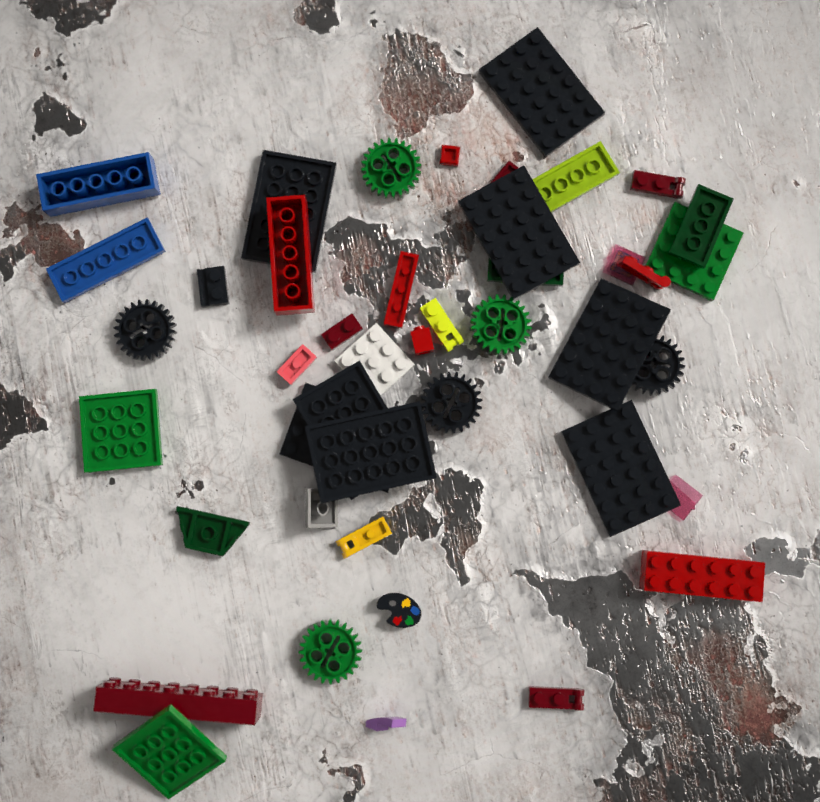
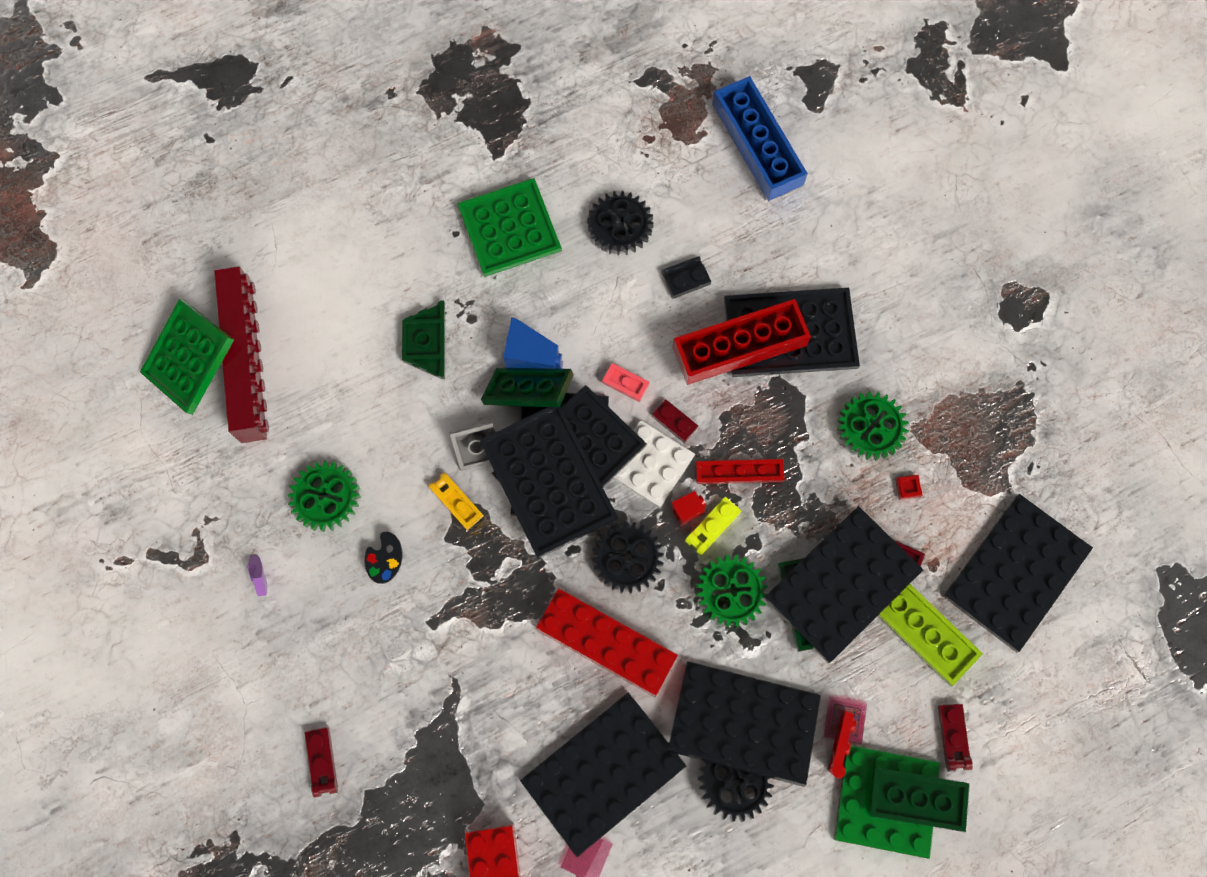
camera: 75 degrees right, 10 degrees down
(105, 260) = (683, 167): blue plate -> none
(249, 439) = (529, 348): none -> blue slope
(281, 450) = (527, 387): none -> dark green plate
(518, 438) = (606, 642): none -> red brick

